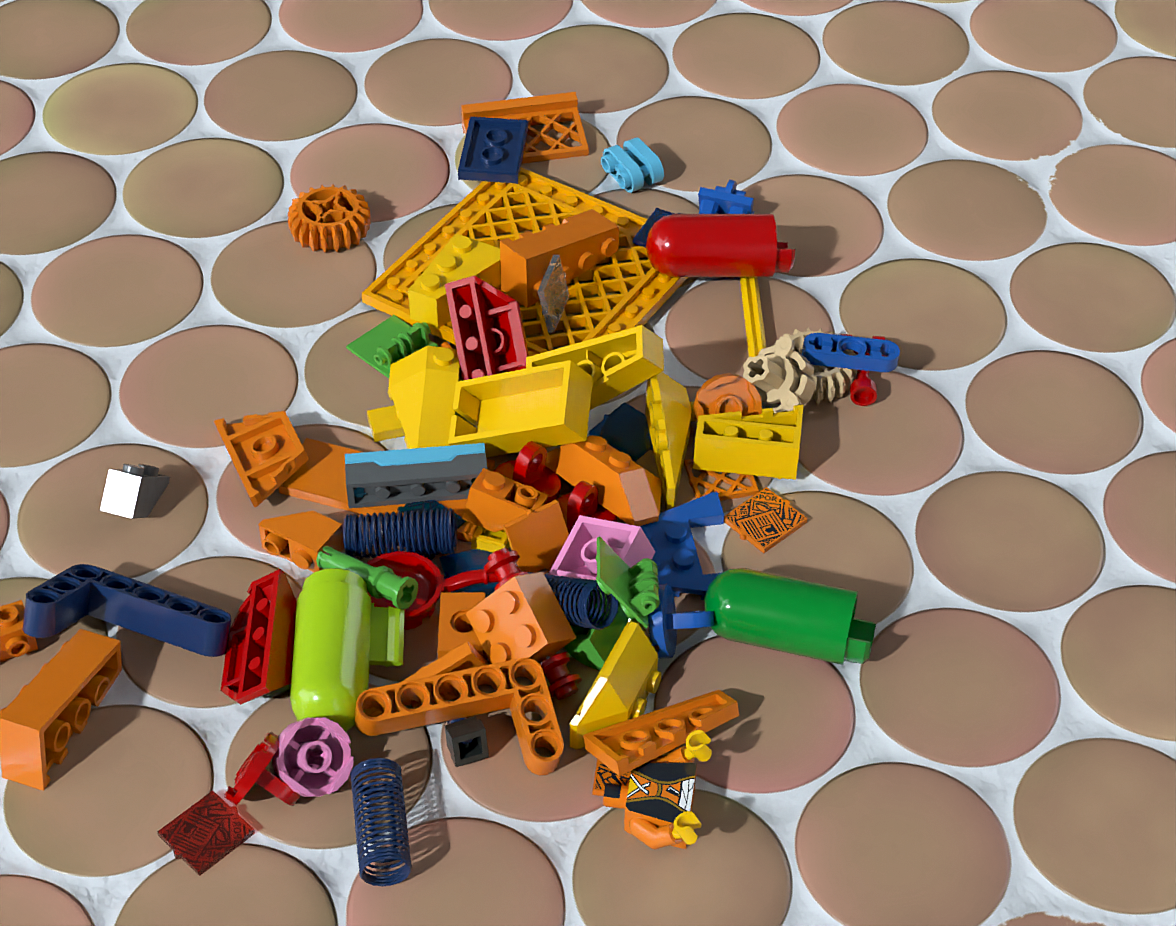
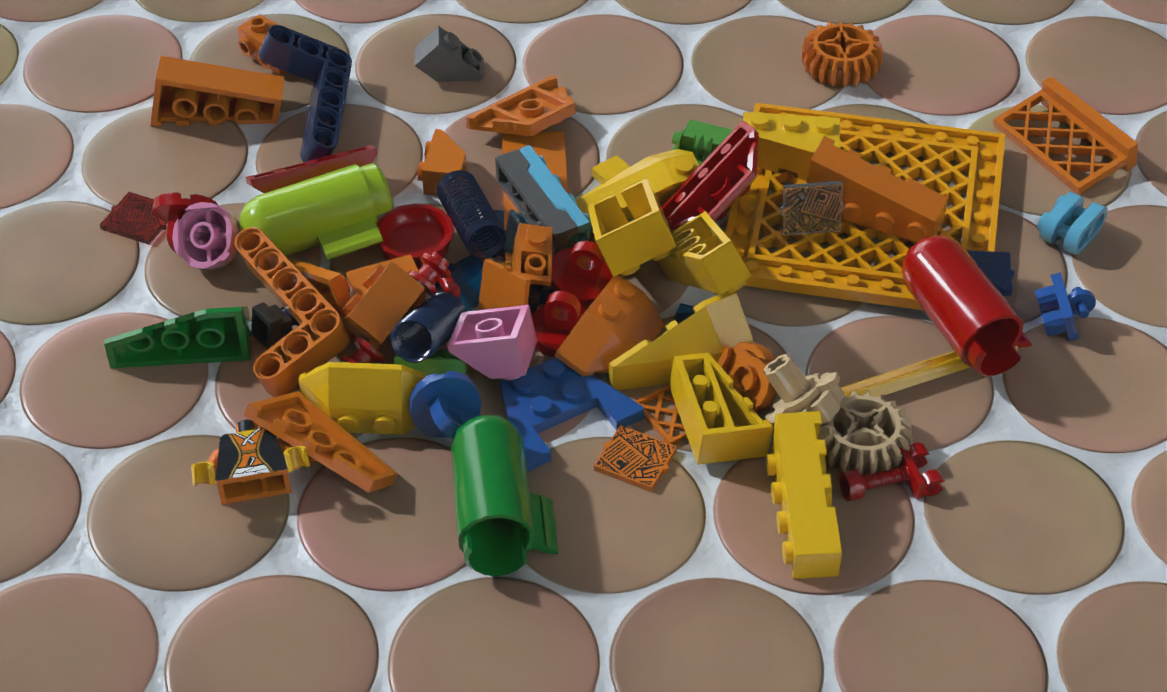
camera: 70 degrees right, 0 degrees up
(380, 580) = (399, 211): bright green pin -> none
(380, 854) = (144, 312): dark blue piece -> none
(457, 791) = (189, 339): none -> green wedge
(493, 150) = (1010, 119): dark blue tile -> none
(633, 587) = (439, 341): bright green hinge -> none
(839, 359) = (874, 460): blue beam -> none
(874, 418) = (804, 496): none -> yellow wedge

